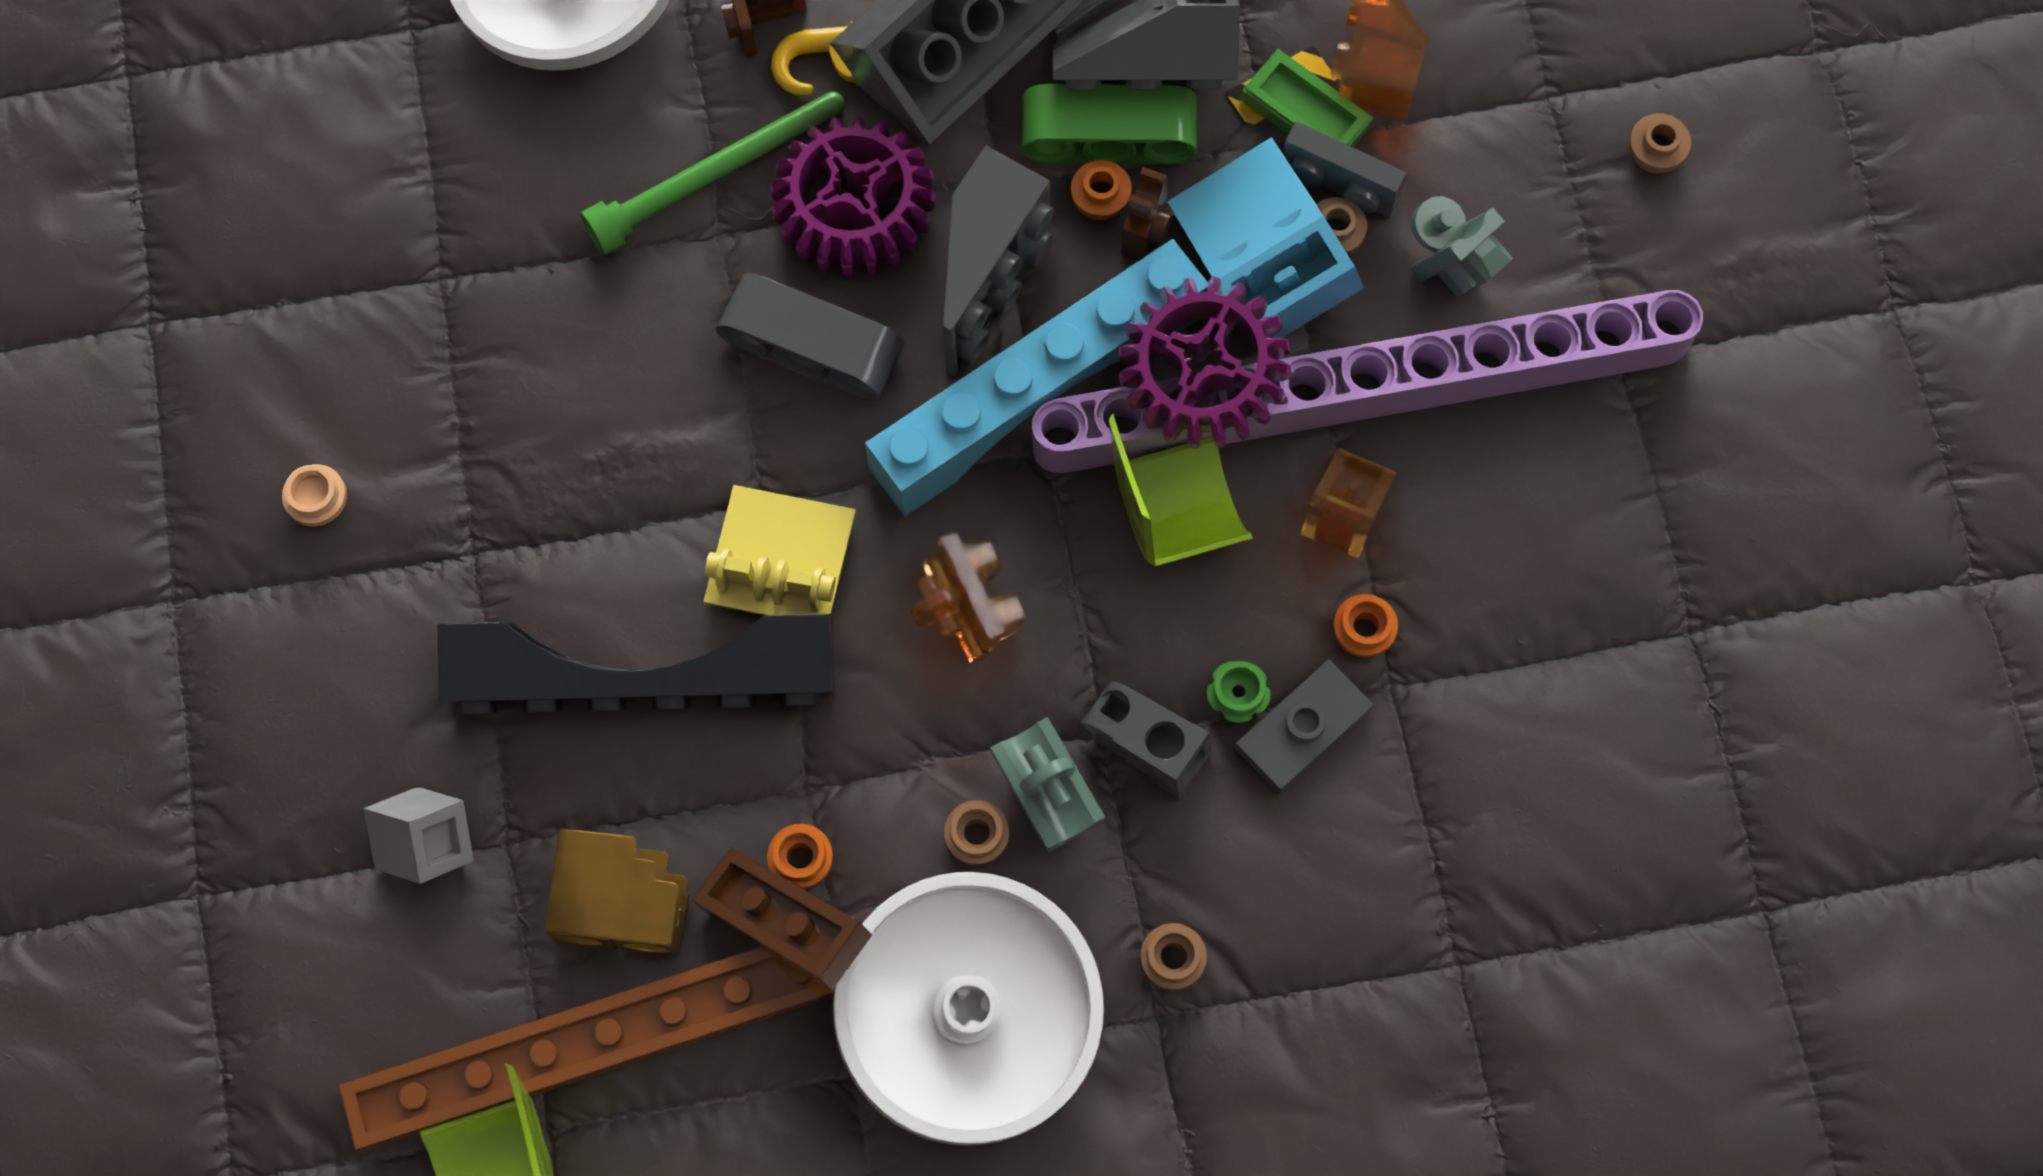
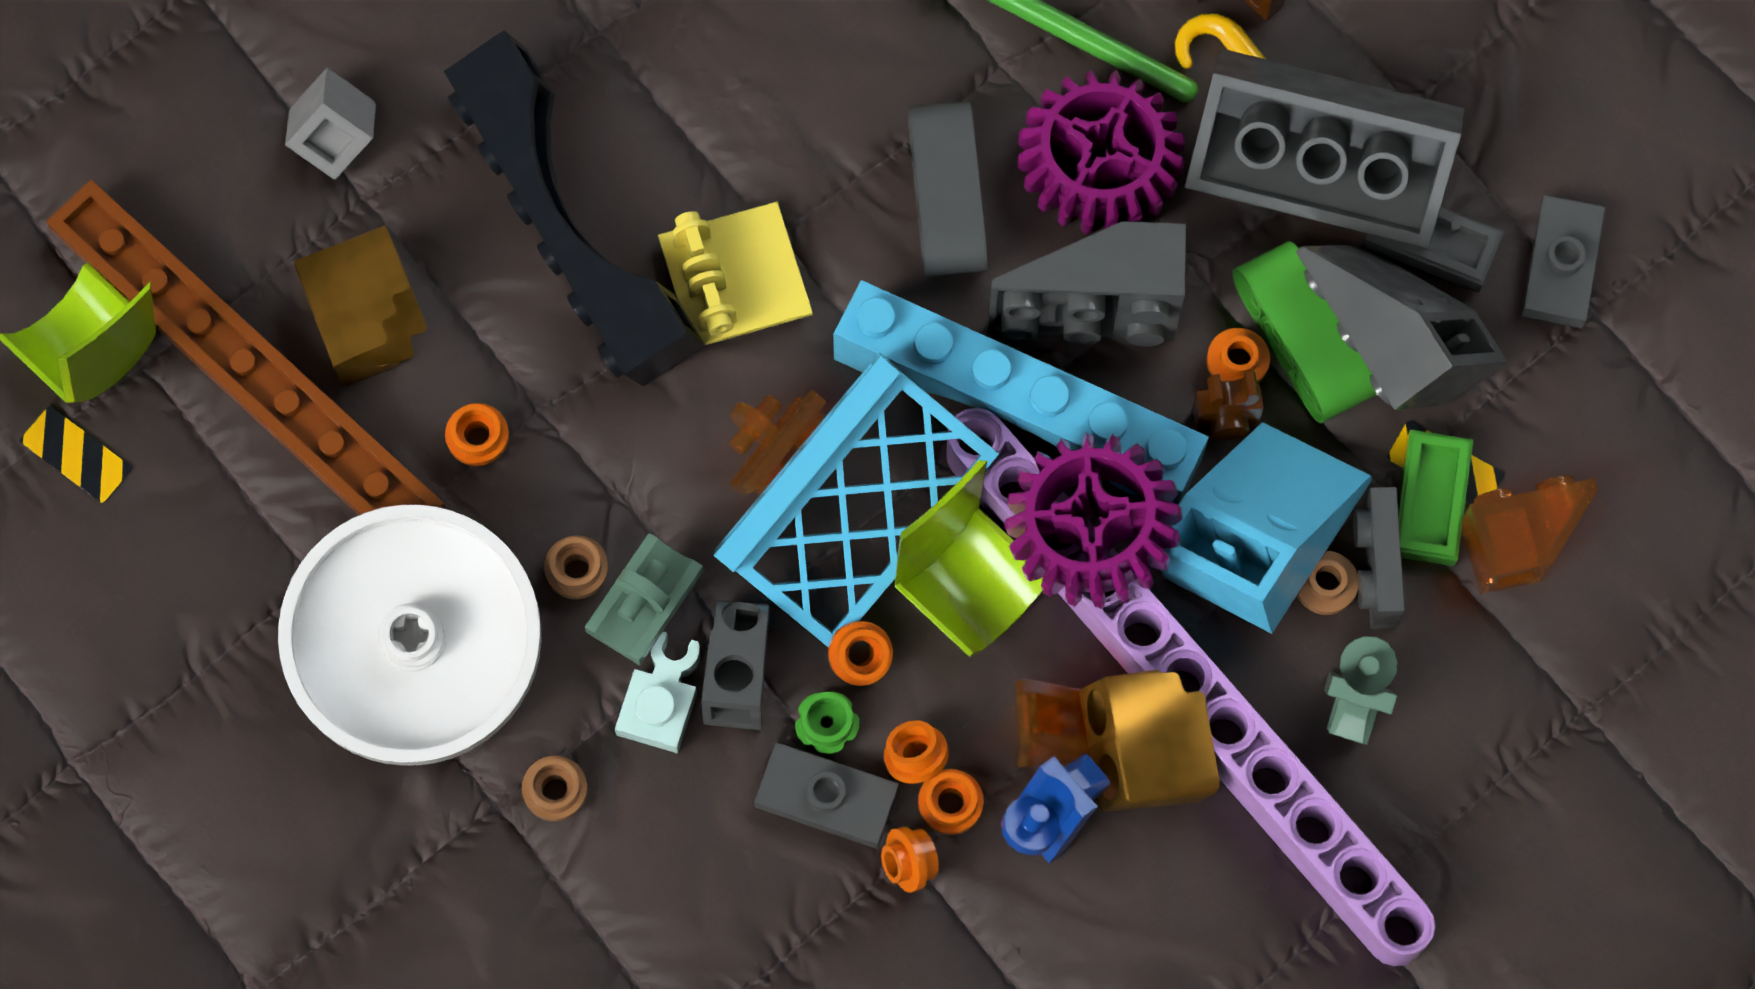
camera: 60 degrees right, 0 degrees up
(782, 918) = (403, 441): reddish brown plate -> none
(1011, 567) = (812, 466): none -> medium azure fence
(1141, 826) = (658, 703): none -> light aqua plate
(1205, 620) = (879, 657): none -> orange plate
(1296, 620) = (913, 739): none -> orange plate
(1401, 683) = (909, 858): none -> orange plate
(1409, 433) = (1149, 740): none -> pearl gold piece
(1429, 535) = (1053, 807): none -> blue hips
(1652, 156) = (1585, 852): medium nougat plate -> none

